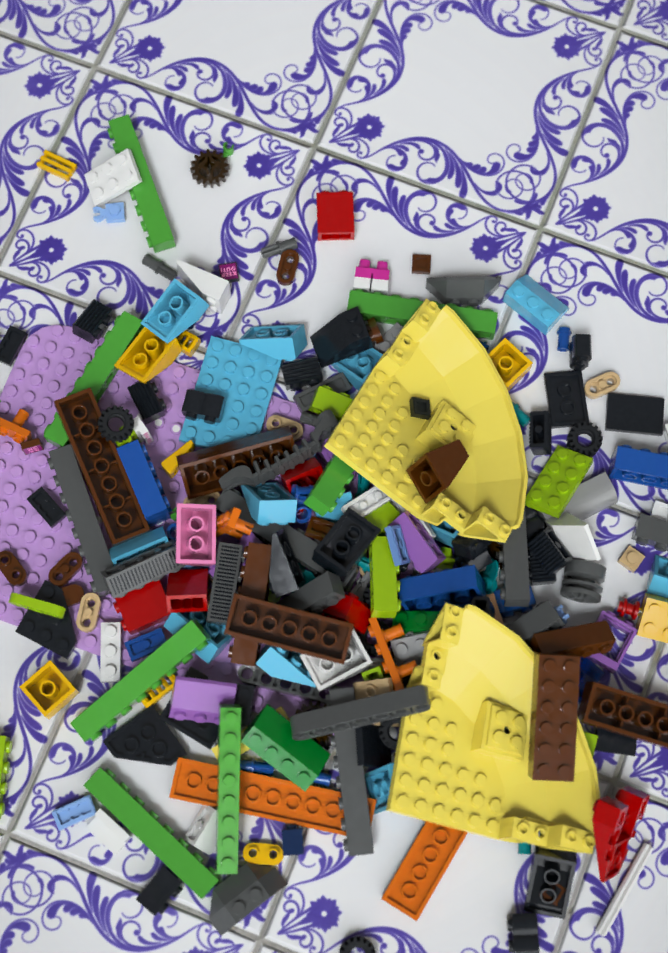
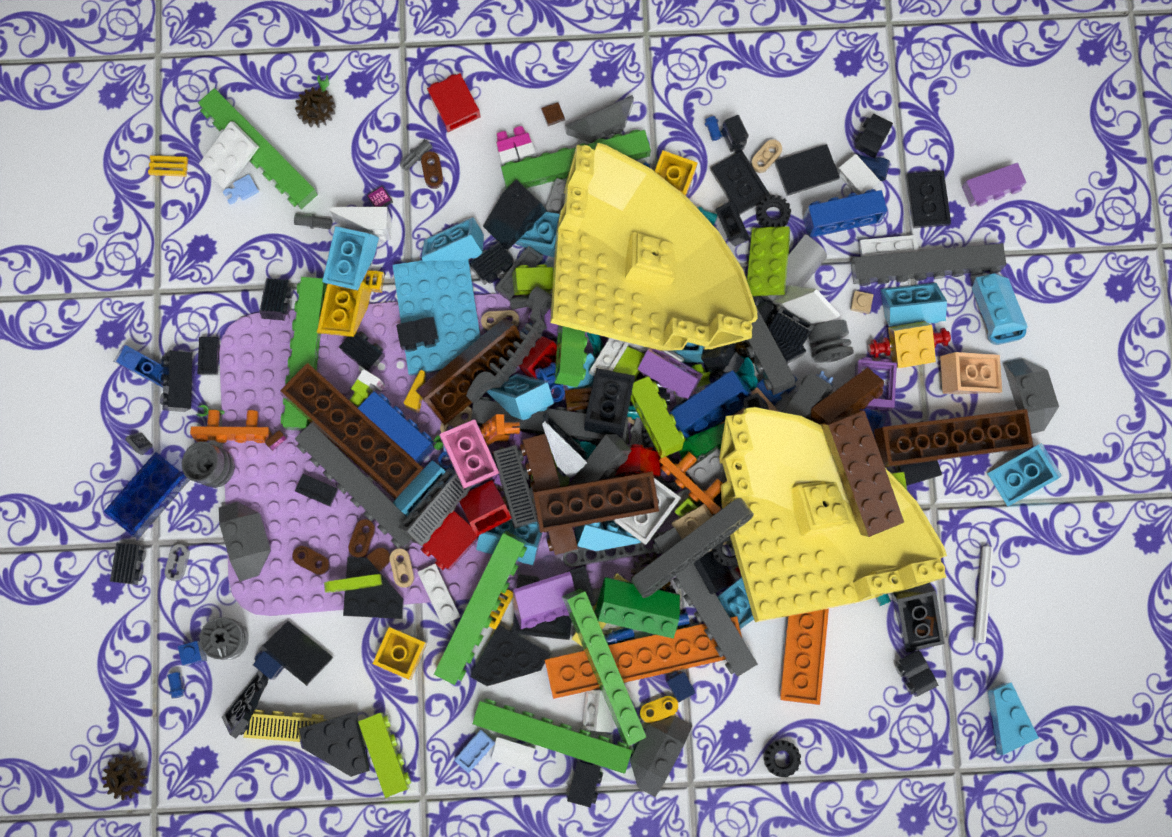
camera: 25 degrees left, 5 degrees up
(119, 413) = (347, 398): black tyre -> none
(145, 644) = (468, 573): blue plate -> none
(374, 331) = (541, 195): reddish brown plate -> none
(397, 545) = (655, 383): medium blue tile -> none
(420, 408) = (616, 249): pearl dark grey tile -> none
(437, 469) = (662, 299): reddish brown slope -> none
(535, 303) = (673, 107): medium azure slope -> none
(614, 827) = (954, 544): red wedge -> none

